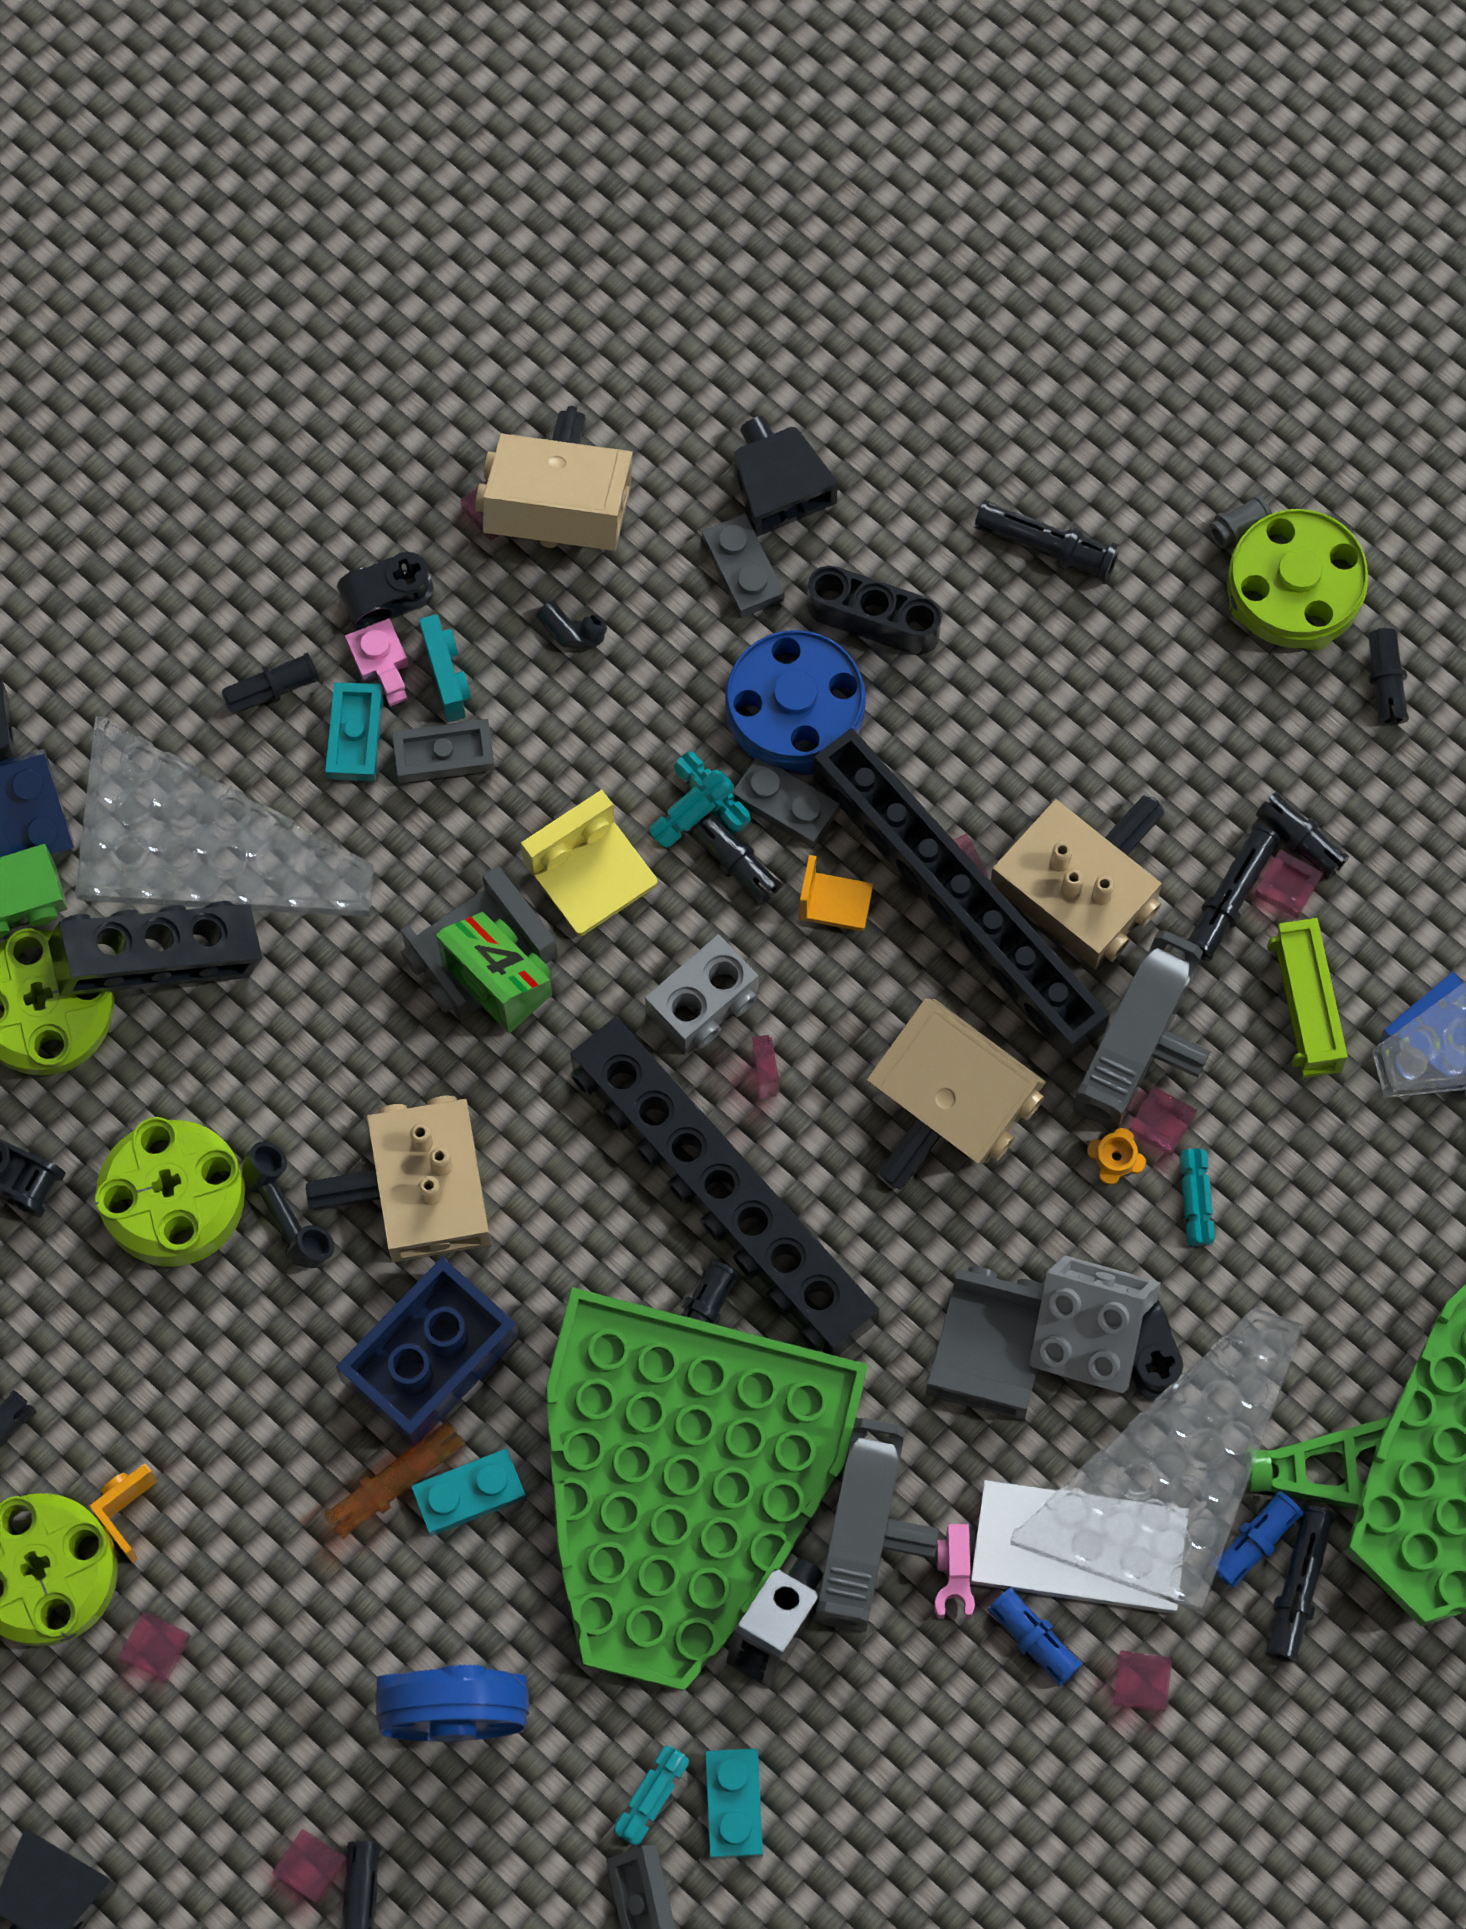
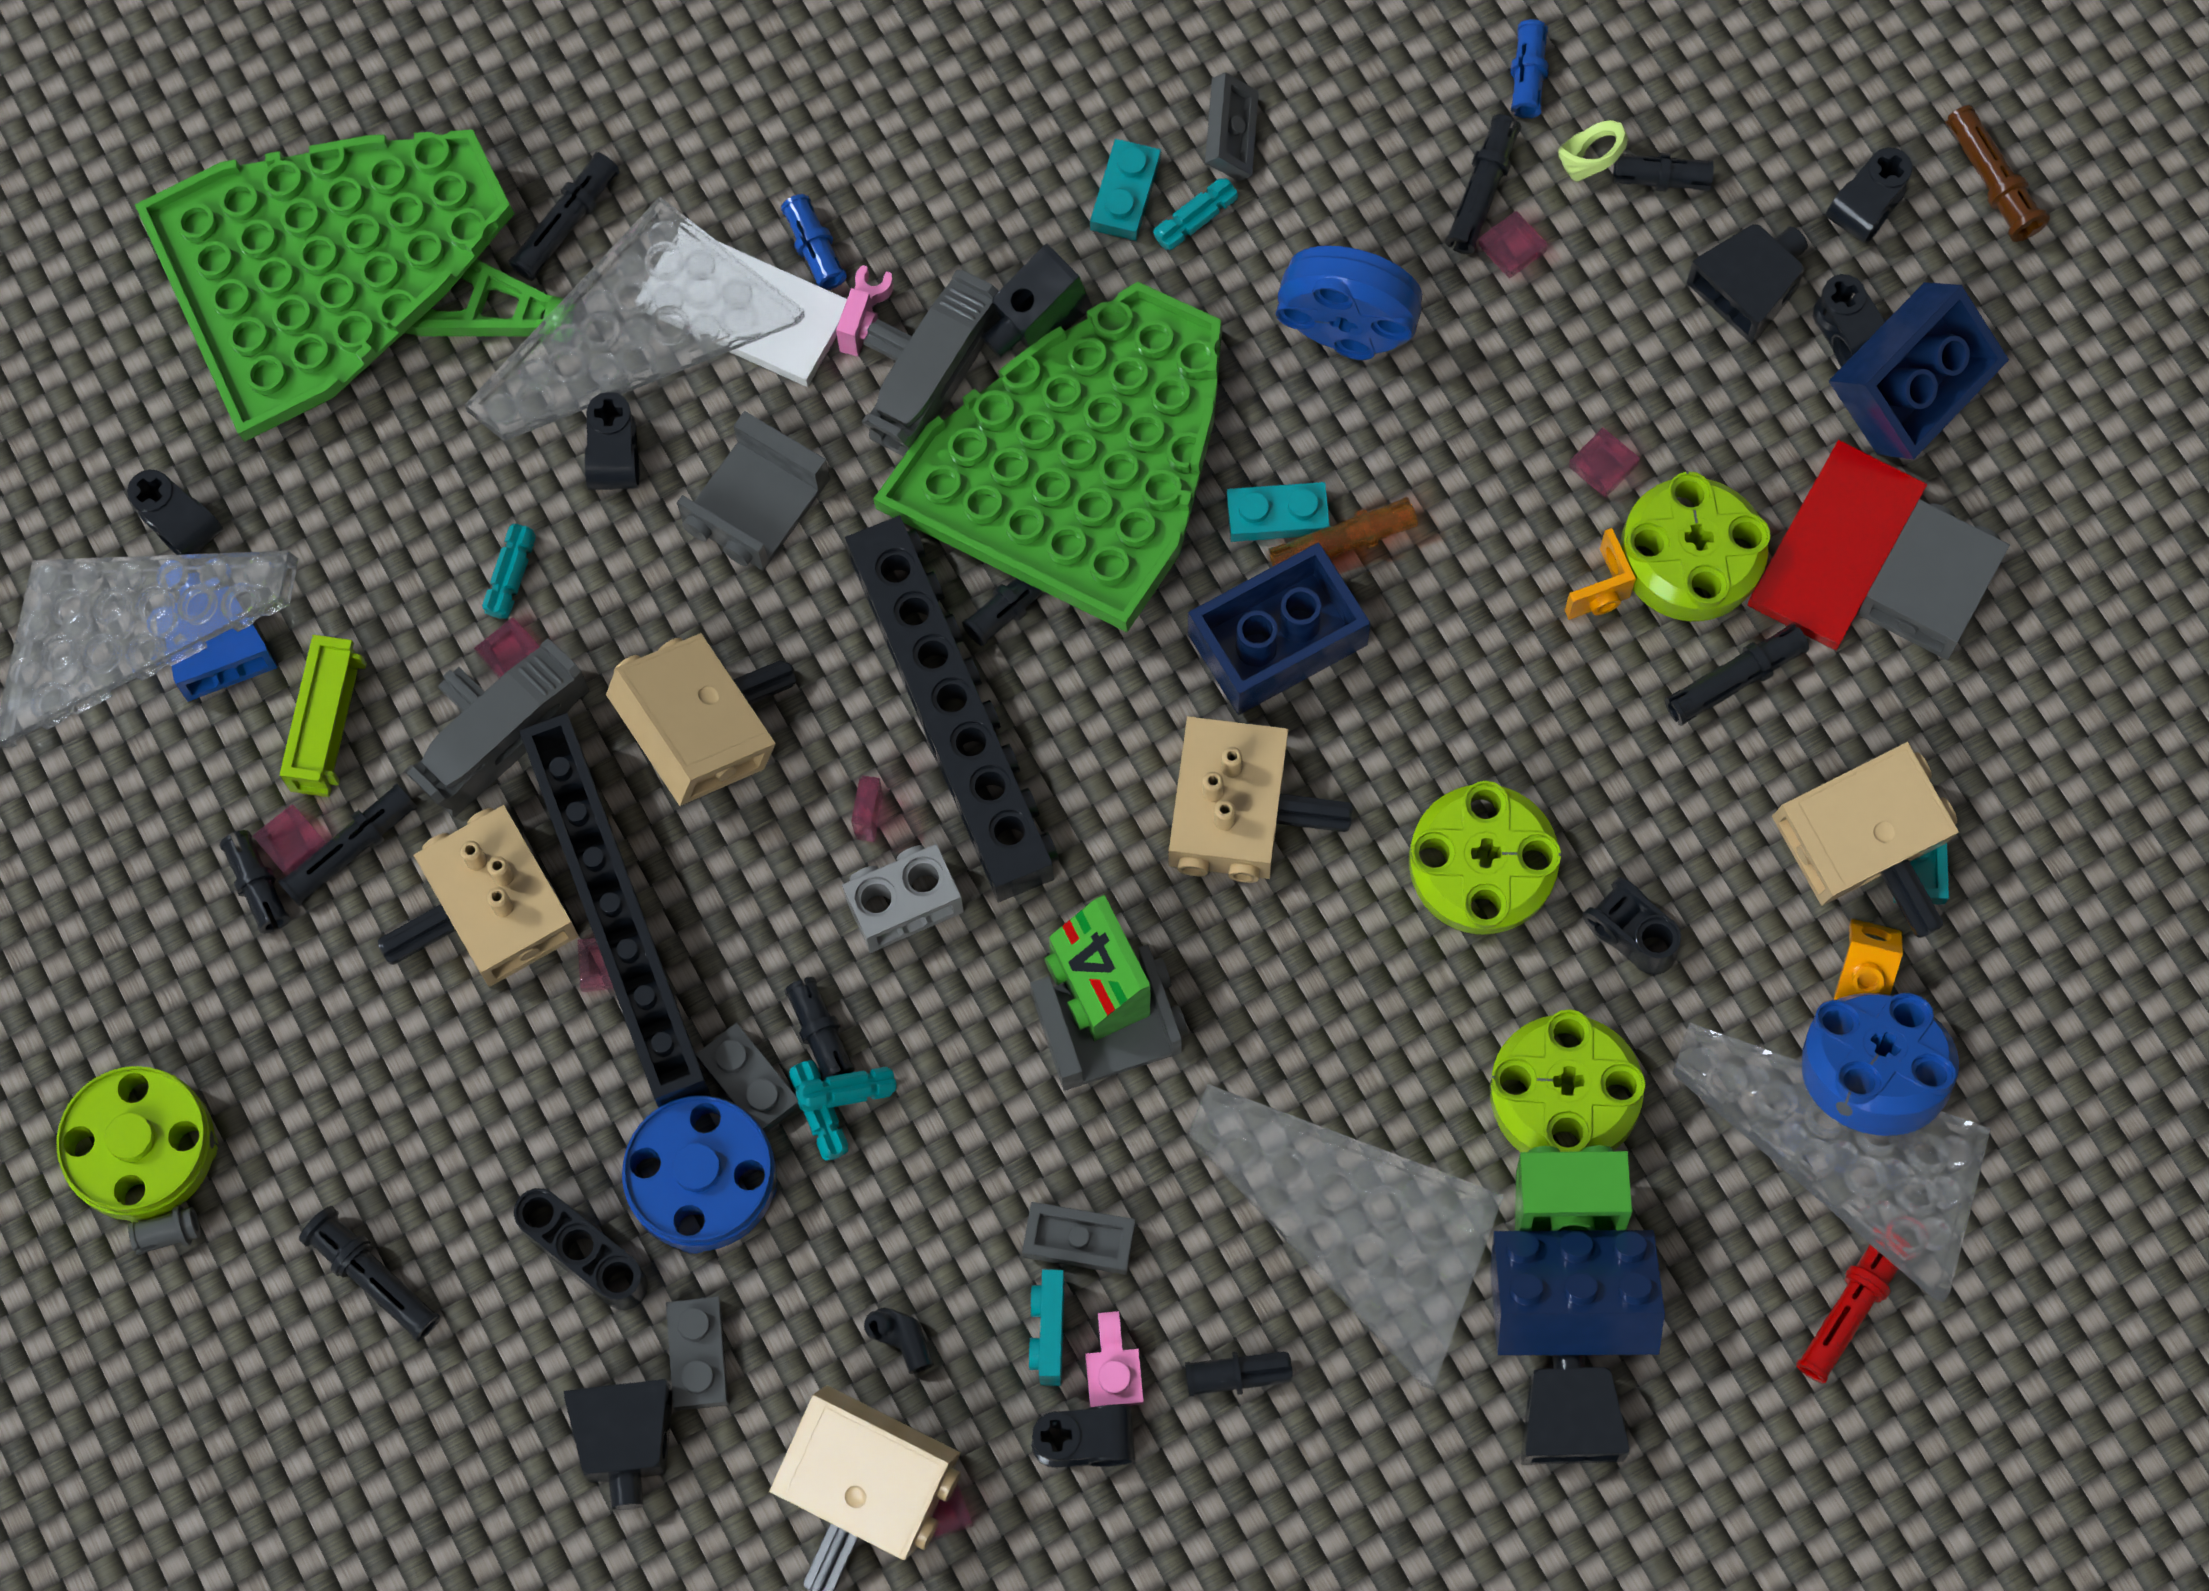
camera: 160 degrees left, 0 degrees up
(85, 969) = (1361, 1079): black brick -> none
(307, 1245) = (1366, 769): black bar -> none
(354, 731) = (1164, 1289): teal plate -> none
(587, 864) = (970, 1063): light yellow bracket -> none
(834, 899) = (738, 956): light orange bracket -> none
(1091, 1322) = (649, 472): light grey bracket -> none
(1122, 1143) = (568, 617): light orange plate -> none
(1142, 1681) = (734, 183): clear pink tile -> none
(1257, 1539) = (555, 274): blue pin -> none
(1387, 676) = (95, 1015): black axle -> none

